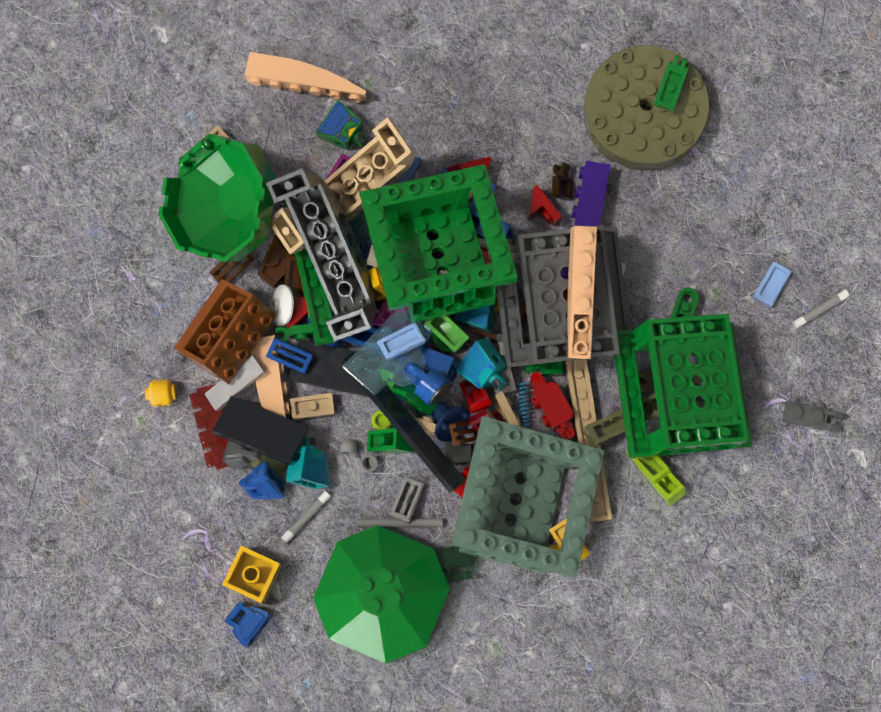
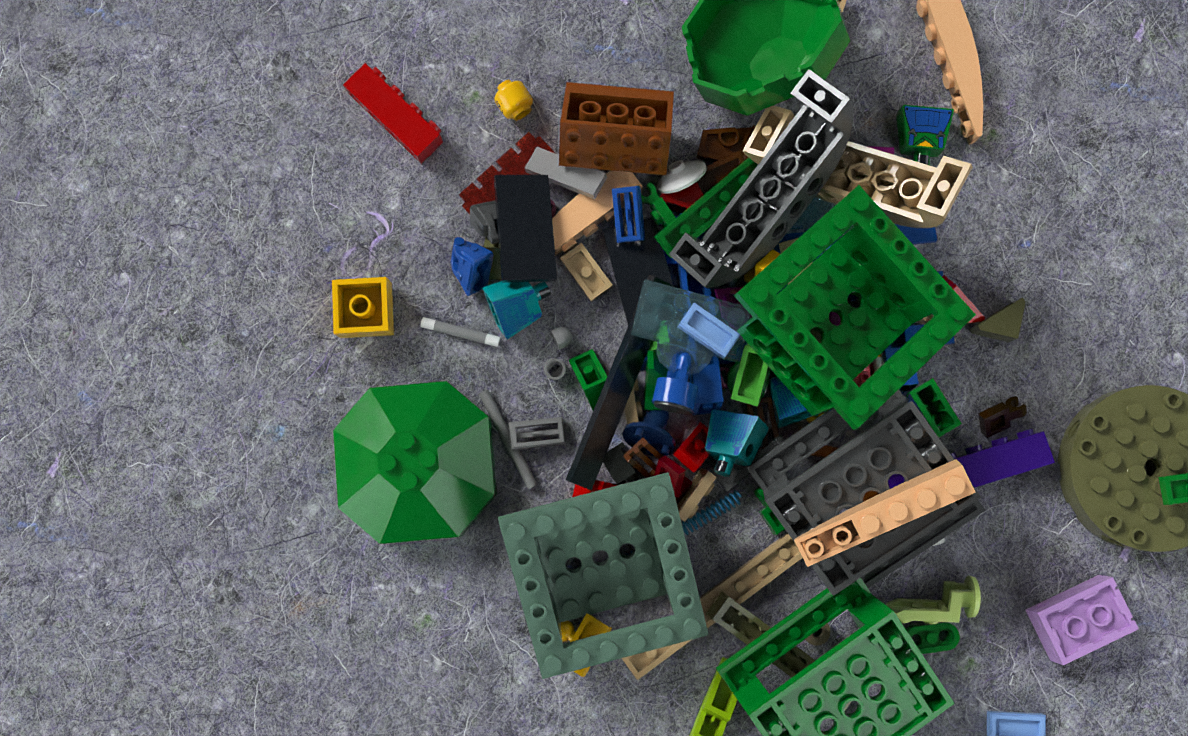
camera: 60 degrees right, 5 degrees up
(122, 482) = (393, 113): none -> red brick
(239, 270) = (679, 83): reddish brown tile -> none
(249, 625) = (309, 334): blue piece -> none
(379, 421) = (607, 356): lime tile -> none
(451, 558) = (489, 518): clear green piece -> none
(501, 147) = (1003, 324): none -> olive slope
(532, 222) = (934, 407): none -> green torso
(541, 203) = (963, 406): red slope -> none
(553, 406) = (731, 543): red hinge -> none
(665, 277) = (954, 597): none -> yellowish green piece
(721, 204) = (1081, 619): none -> lavender piece

